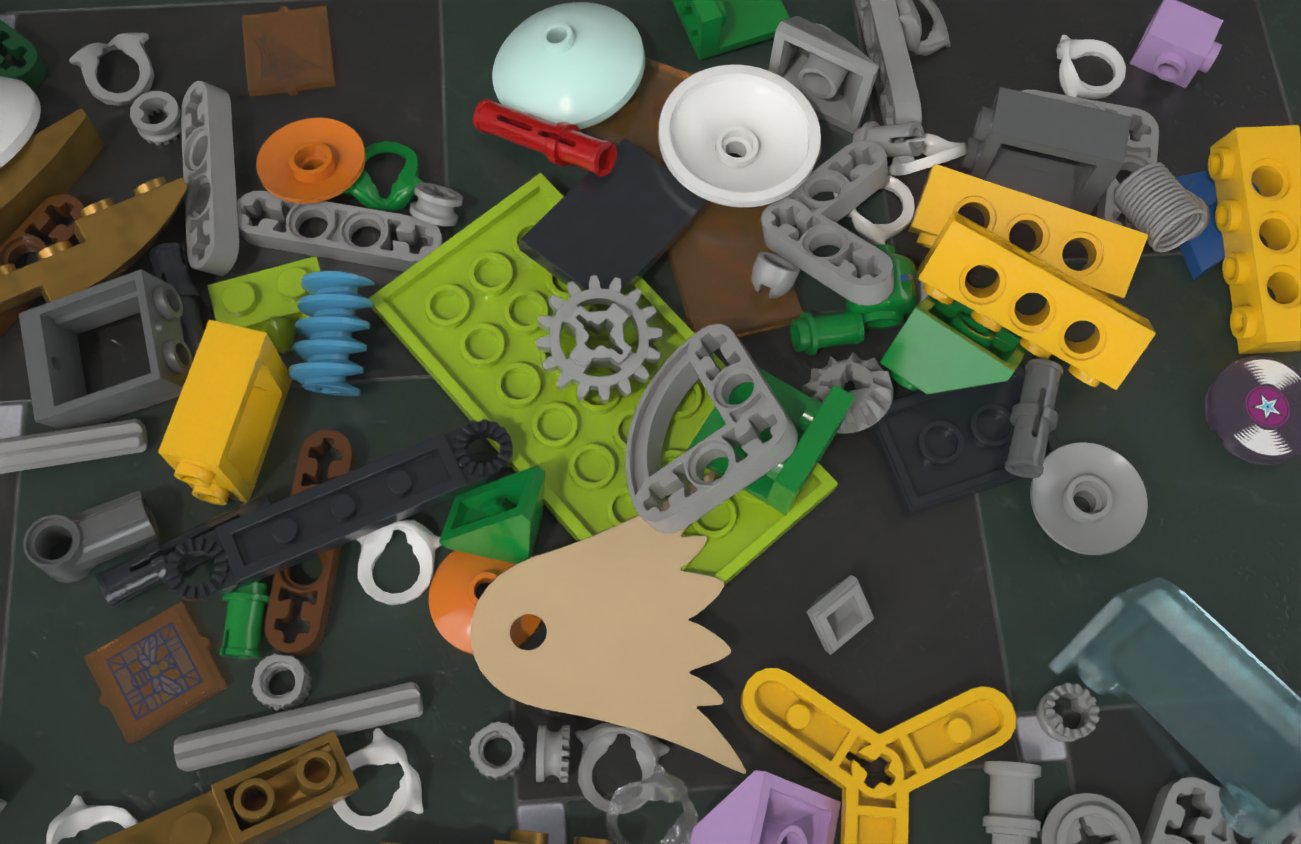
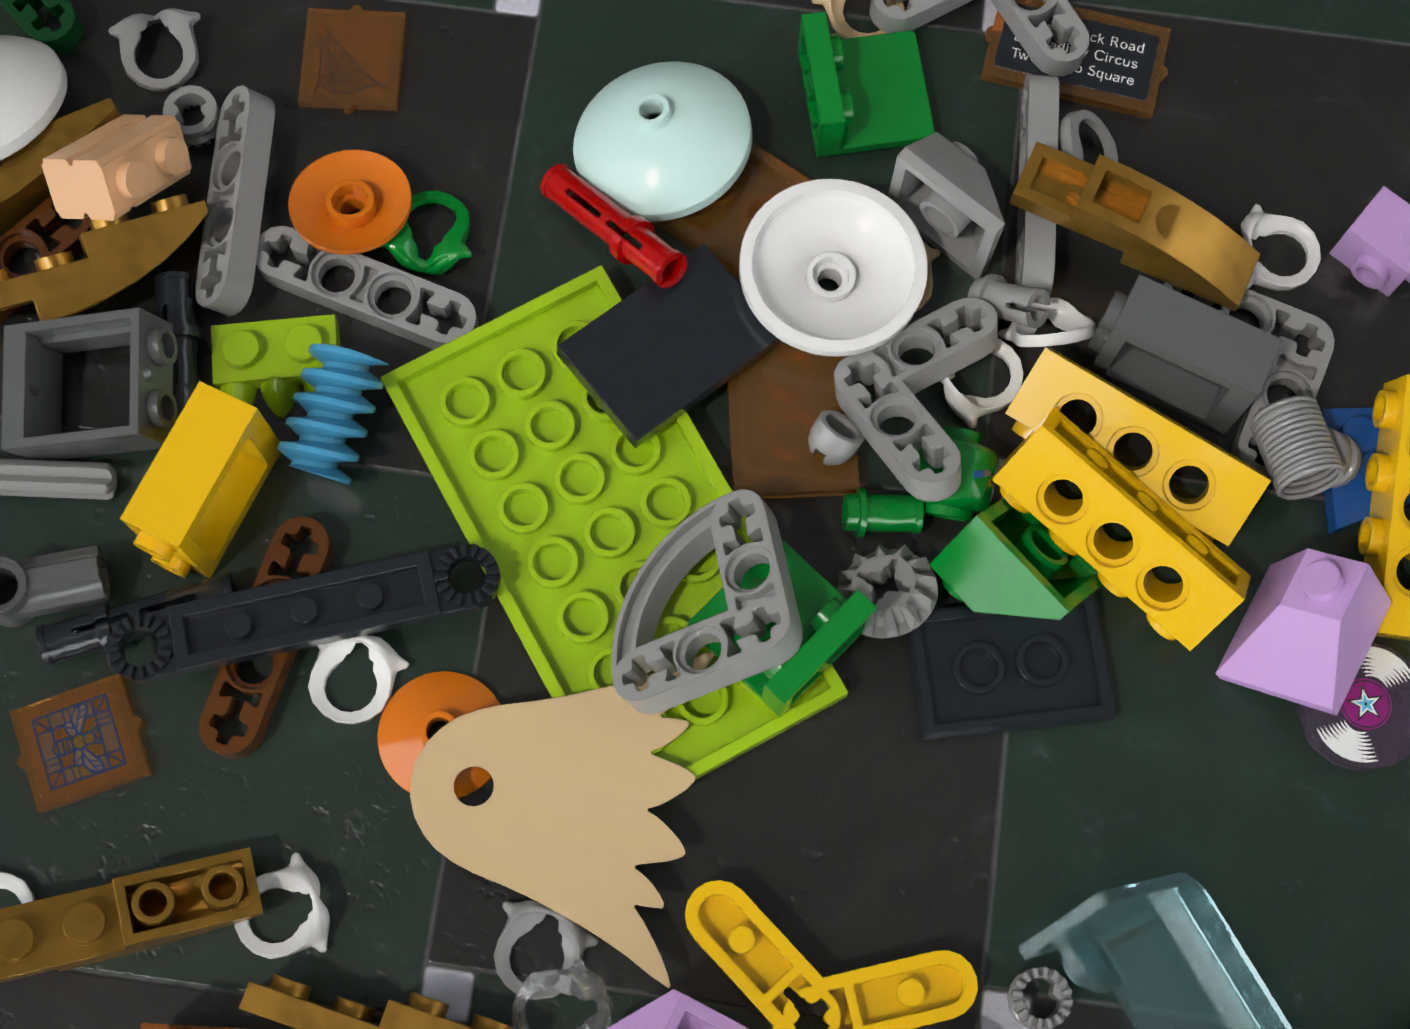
camera: 15 degrees right, 5 degrees up
(97, 162) = (117, 167): none -> light nougat brick
(244, 621) = (180, 710): green pin -> none
(267, 669) = (189, 771): light grey axle -> none
(297, 726) = (216, 833): light grey axle -> none
(436, 204) = (477, 280): light grey bush -> none
(490, 732) = (398, 893): light grey axle -> none
(498, 518) = (469, 655): green slope -> none
(551, 753) = (471, 919): light grey bush -> none
(615, 320) = (593, 498): light grey gear -> none
(840, 613) = (815, 837): light grey slope -> none
(978, 48) = (1140, 217): none -> pearl gold slope
(1034, 418) = (1106, 627): dark grey pin -> none
(1109, 486) = (1151, 747): light grey dish -> none
(1208, 351) = (1307, 630): none -> lavender slope

